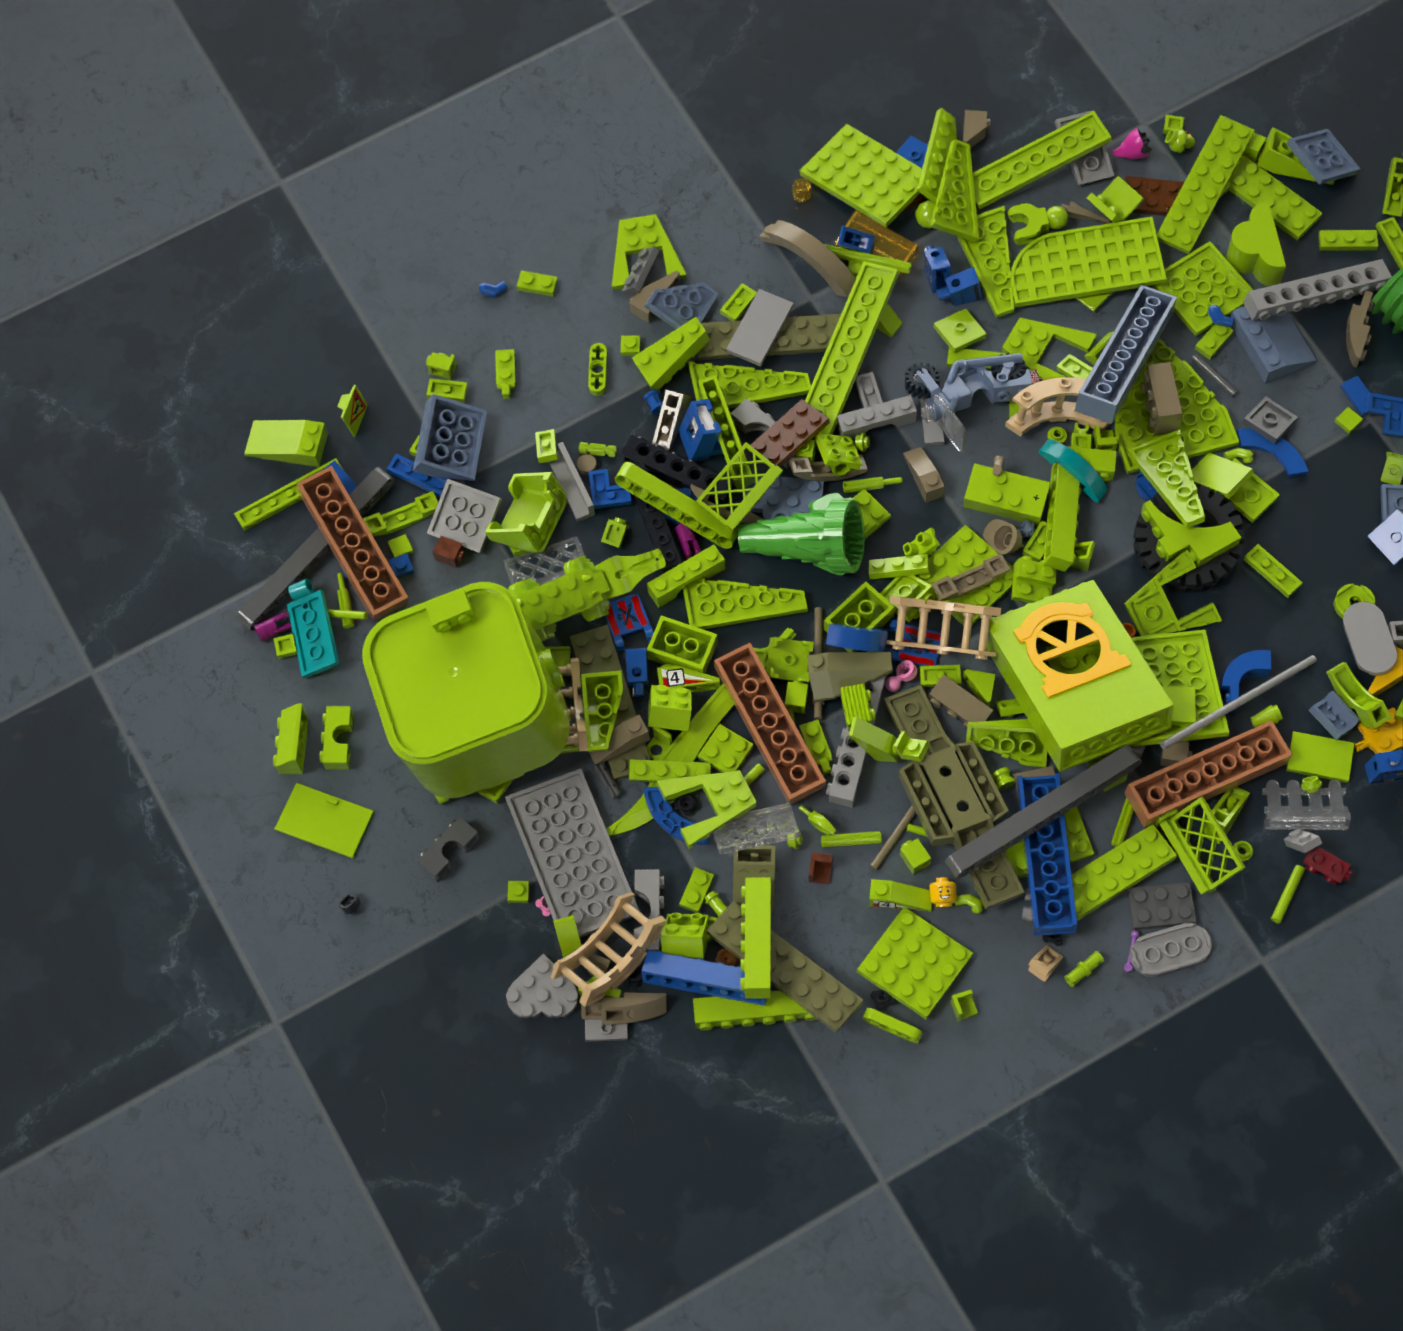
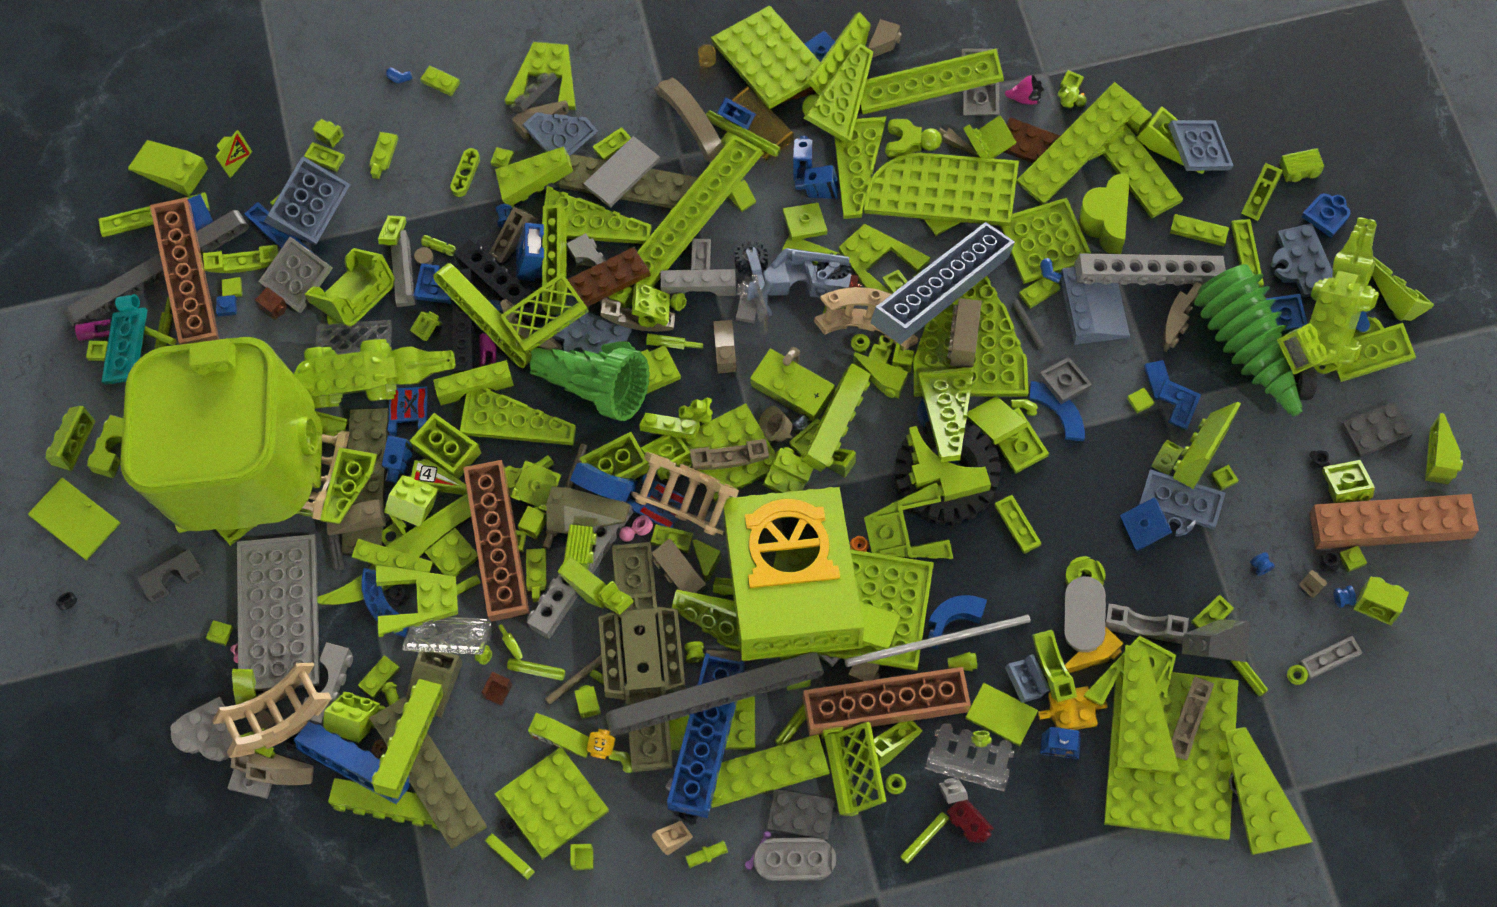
camera: 15 degrees right, 0 degrees up
(1076, 466) = (864, 376): teal slope -> none

